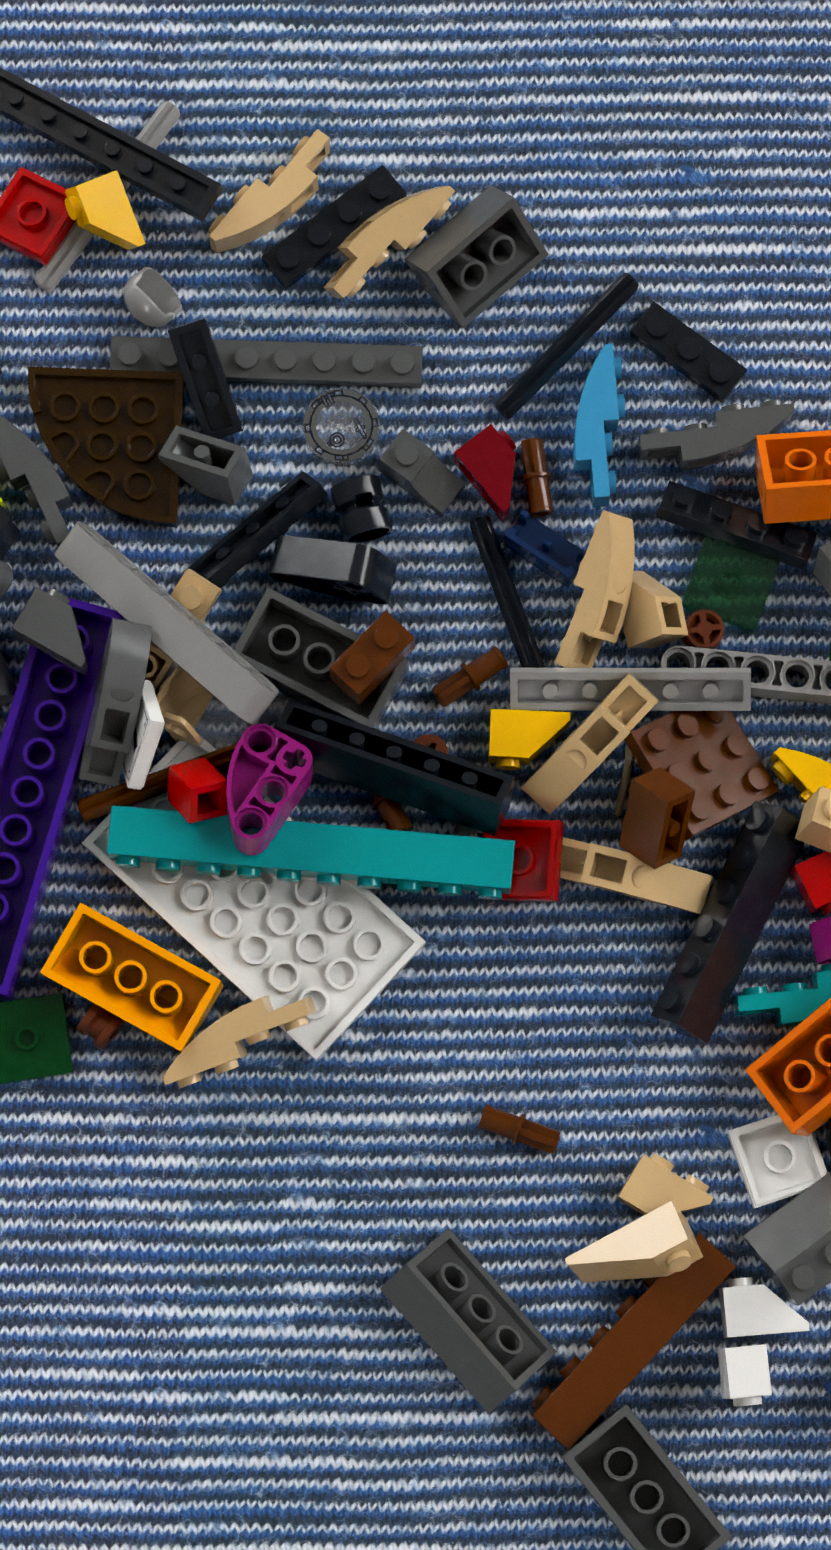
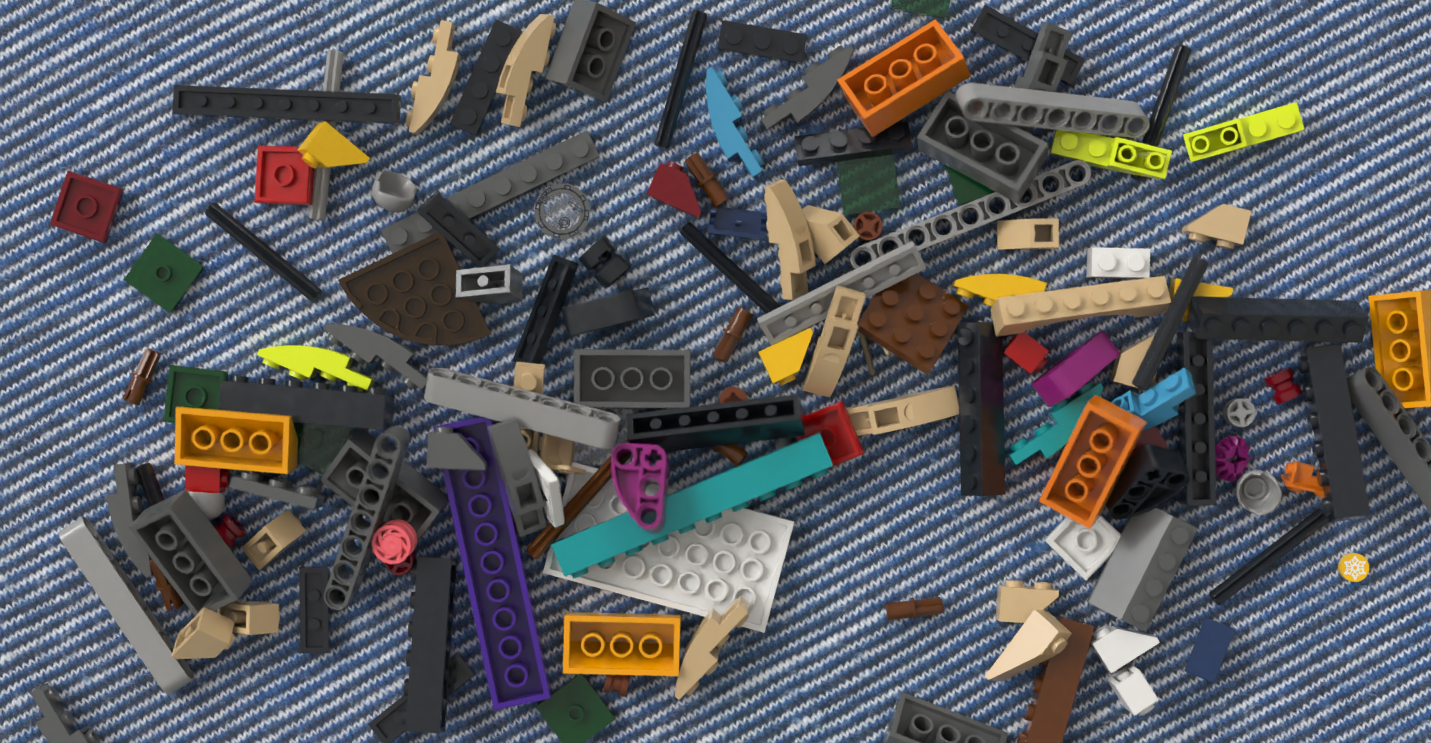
camera: 30 degrees left, 10 degrees up
(197, 790) = (600, 507): red brick -> none
(372, 657) = (667, 364): reddish brown brick -> none
(420, 473) = (631, 216): dark grey arch -> none
(656, 817) = (902, 371): reddish brown brick -> none

